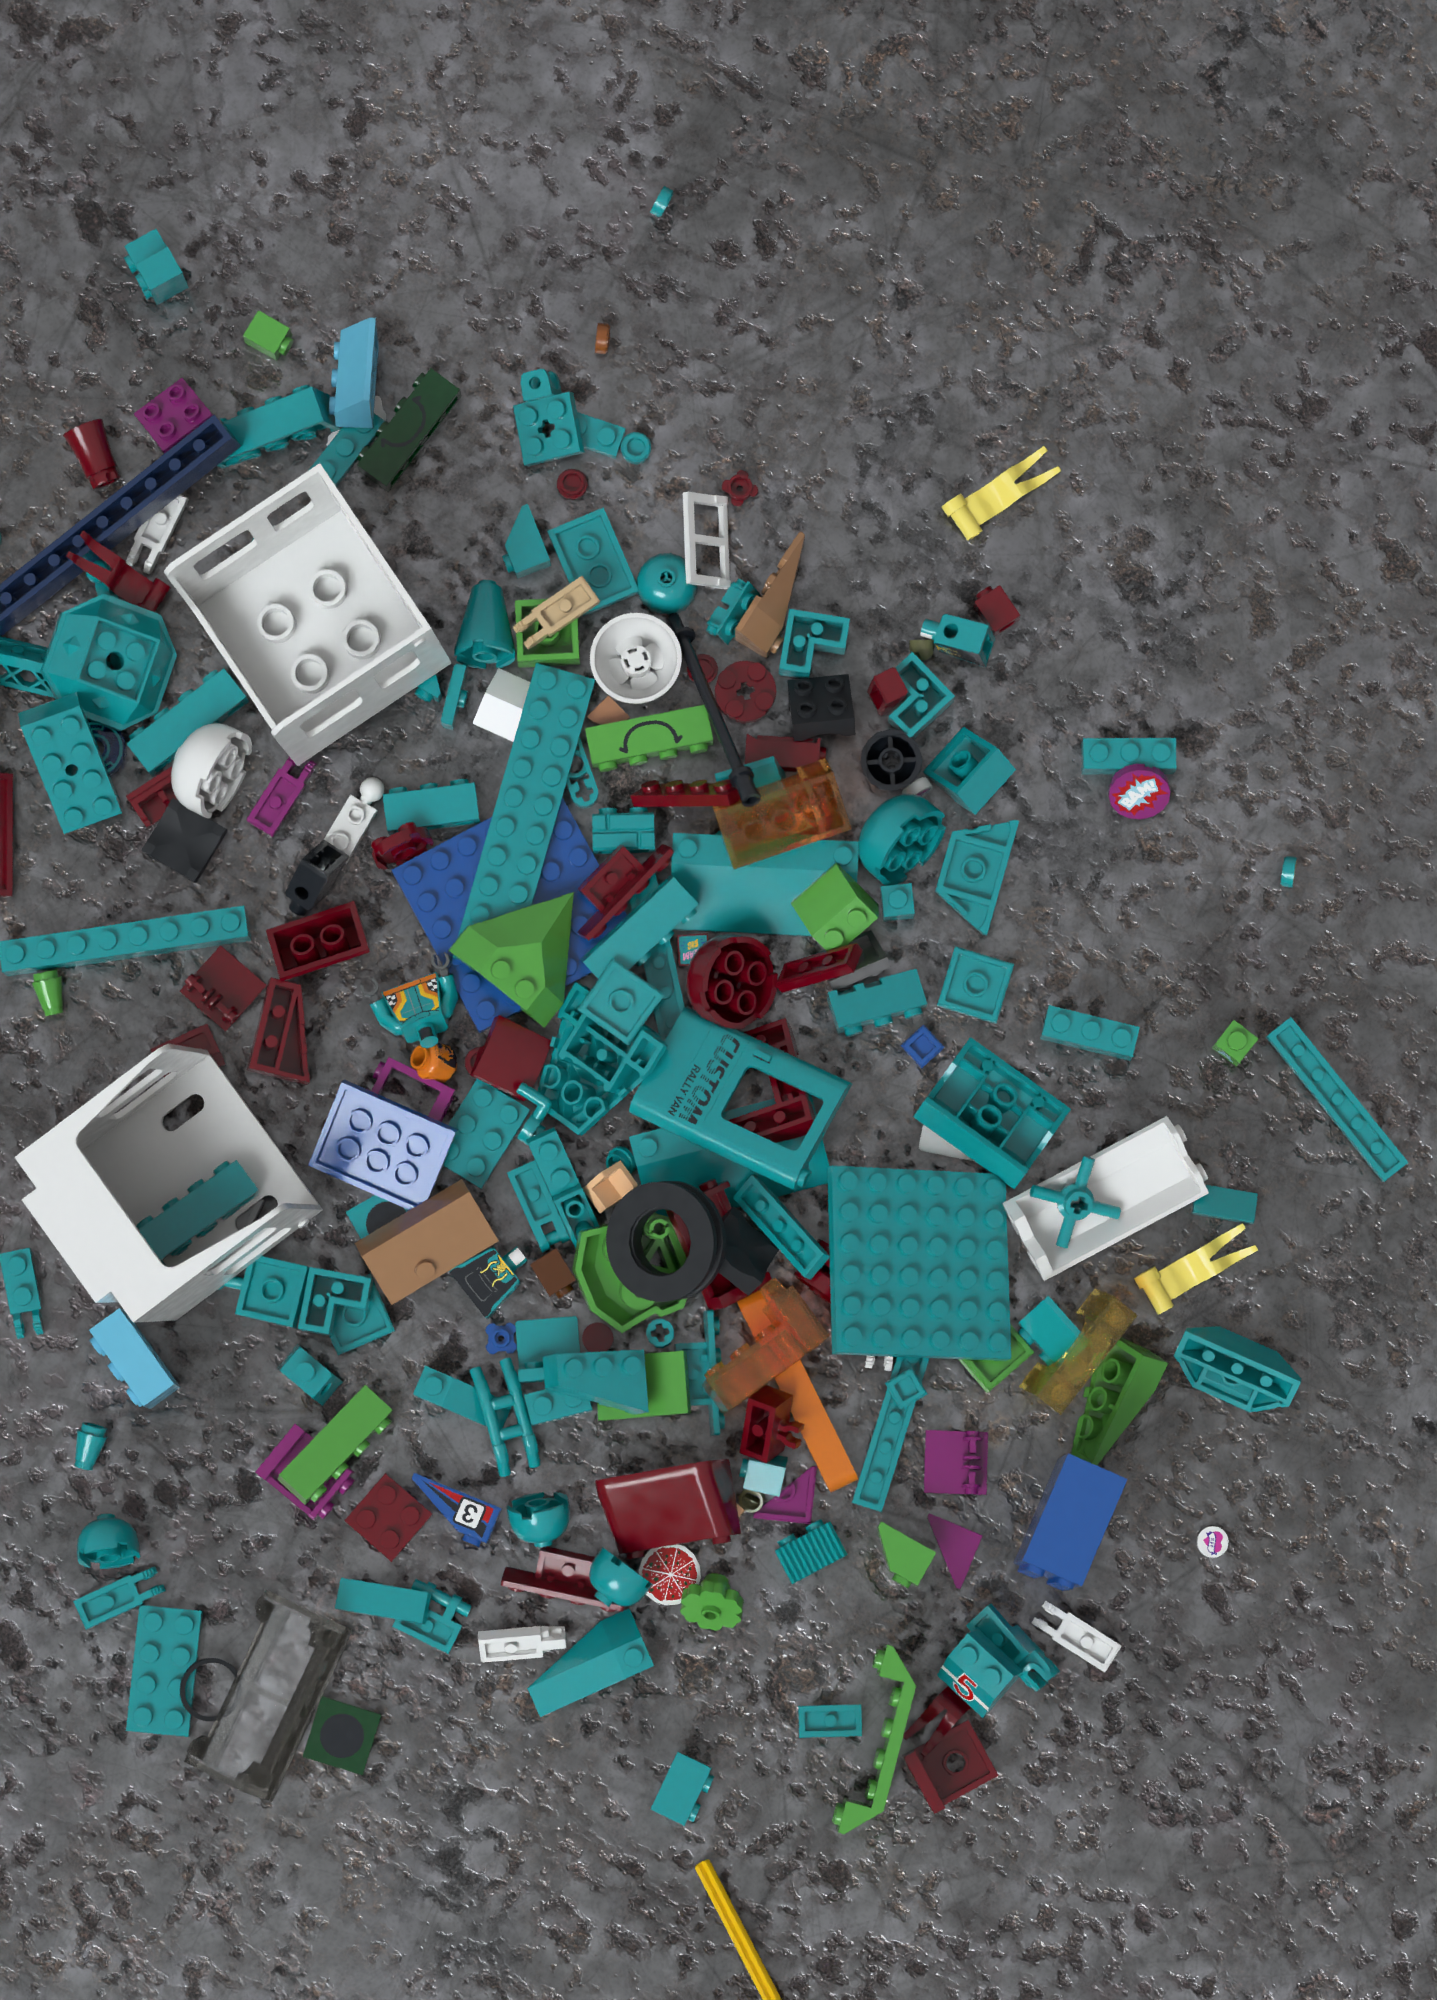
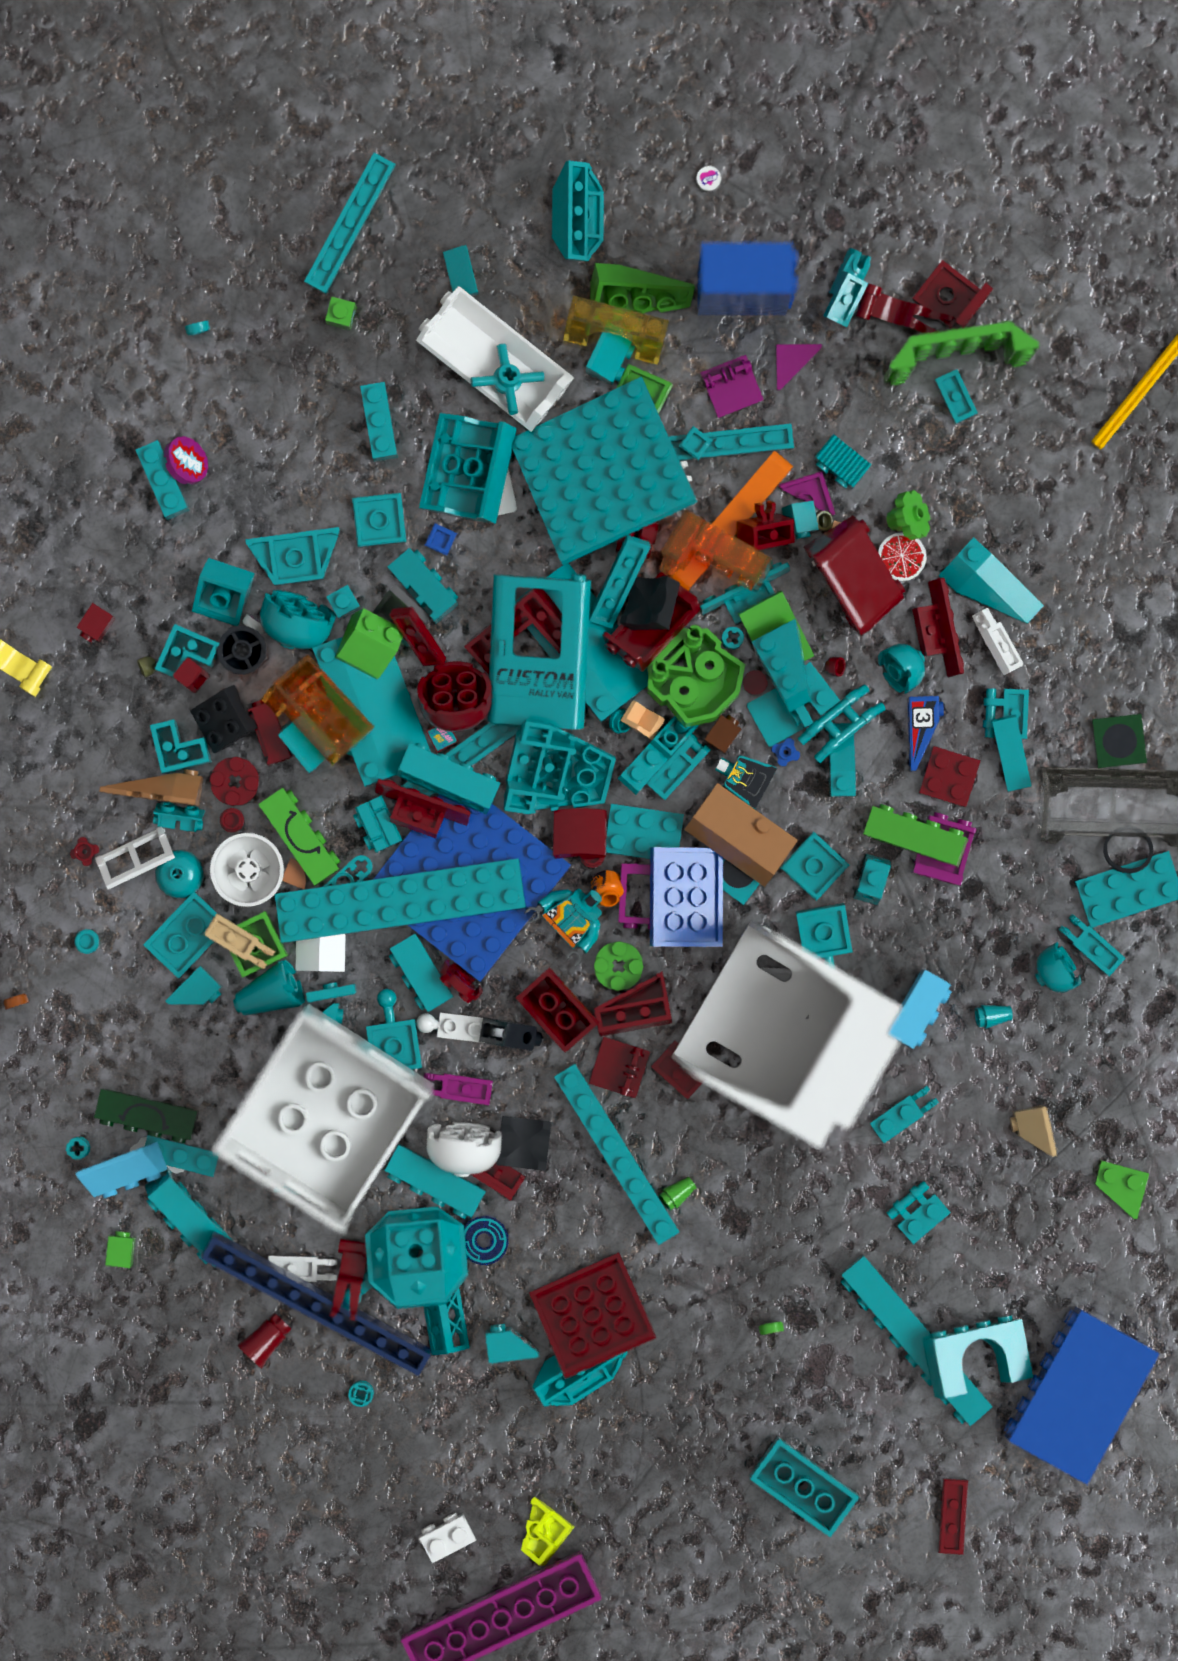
camera: 120 degrees left, 5 degrees up
(61, 737) = (505, 1251): teal brick -> none
(157, 268) = (103, 1357): teal brick -> none
(173, 415) = (210, 1294): magenta hinge -> none
(198, 1210) = (792, 1008): teal wedge -> none
(328, 1290) = (808, 890): teal brick -> none
(355, 1046) = (617, 980): none -> bright green plate
(369, 747) = (395, 1038): none -> teal plate
(401, 329) = (74, 1154): none -> teal bush
(523, 954) = (501, 856): bright green wedge -> none
(534, 1123) = (623, 795): teal plate -> none
(546, 403) = (85, 1022): teal plate -> none
(572, 484) = (134, 976): dark red plate -> none
(575, 1439) = (835, 666): none -> dark red hinge
(600, 435) = (90, 978): teal plate -> none
(616, 1581) = (924, 590): teal cylinder -> none
(620, 1001) = (506, 769): teal tile -> none
(627, 1252) = (694, 676): black tyre -> none
(681, 1789) = (1050, 481): teal brick -> none
(685, 794) = (331, 785): dark red plate -> none
(741, 775) = (304, 749): black bar -> none
(904, 1556) = (817, 392): bright green slope -> none
(971, 644) = (128, 629): teal torso -> none
(979, 1672) = (876, 302): teal slope -> none
(1080, 1638) = (819, 243): white hinge -> none
(1189, 1271) = (520, 277): light yellow flag -> none

